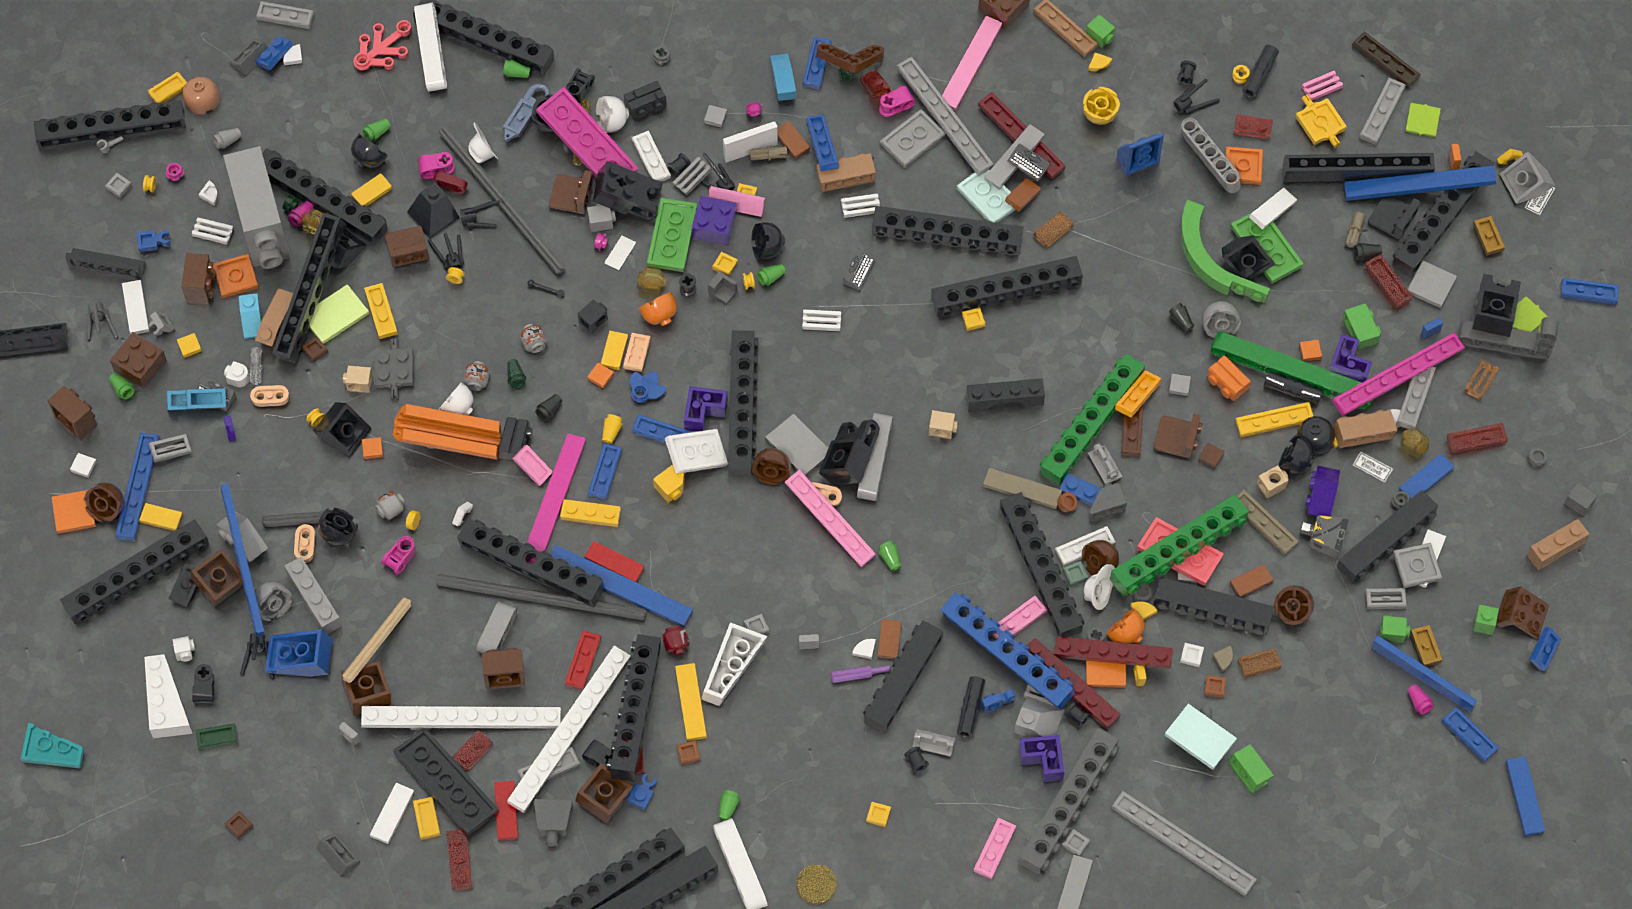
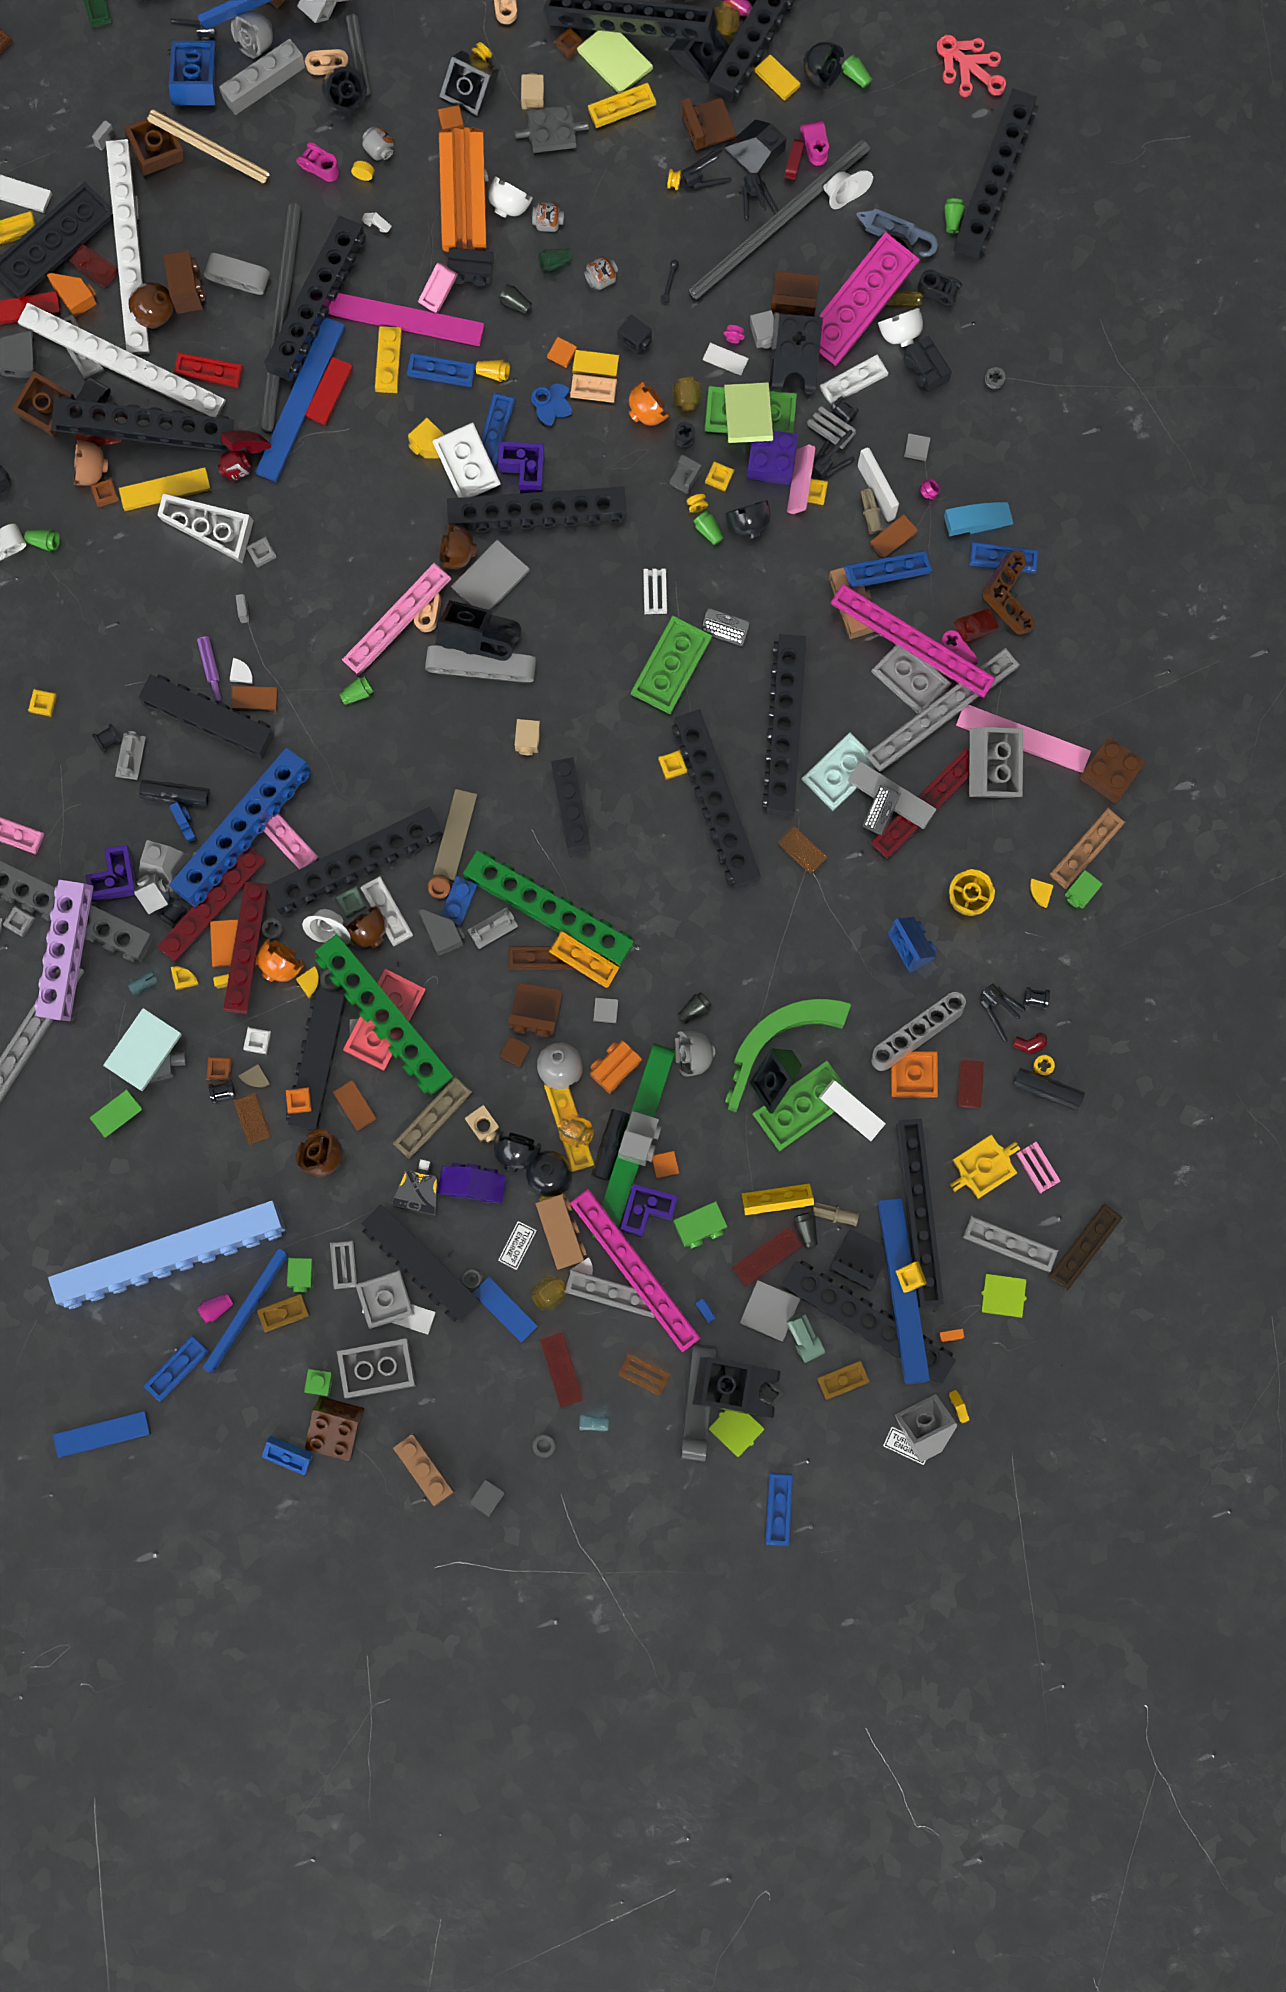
camera: 85 degrees right, 15 degrees up
(430, 47) = (968, 113): white beam -> none
(498, 767) = (73, 293): none -> orange slope
(520, 696) = (151, 304): none -> reddish brown cylinder
(641, 794) = (53, 447): blue plate -> none
(659, 626) = (245, 439): none -> dark red slope
(663, 760) = (88, 463): none -> nougat cylinder
(678, 230) = (748, 412): none -> yellowish green tile
(859, 202) = (808, 605): white tile -> none
(887, 127) = (913, 640): none -> dark pink tile
(888, 311) = (671, 665): none -> bright green plate
(995, 77) = (996, 762): none -> light grey brick
(1022, 194) = (843, 809): dark orange tile -> none
(1061, 724) = (152, 892): none -> brick
(1134, 711) = (183, 978): none -> yellow tile
(1138, 744) = (139, 984): none -> clear light blue pin
(1161, 803) = (73, 942): none -> lavender brick
(1223, 77) = (1032, 1045): none -> dark red arm
(1226, 419) = (559, 1065): none -> light grey cylinder
(1236, 682) = (222, 1091): none -> black bush
(1249, 615) = (298, 1100): none -> orange tile
(1283, 408) = (575, 1131): none -> clear yellow head
(1295, 358) = (638, 1139): none -> light grey brick
(1342, 269) = (777, 1199): none -> yellow plate
(1377, 728) = (167, 1254): none -> light blue brick
(1411, 173) = (911, 1277): none -> yellow tile
(1457, 257) = (807, 1342): none -> sand green piece
(1475, 573) = (376, 1368): none -> light grey brick
(1520, 417) = (594, 1423): none -> clear light blue pin

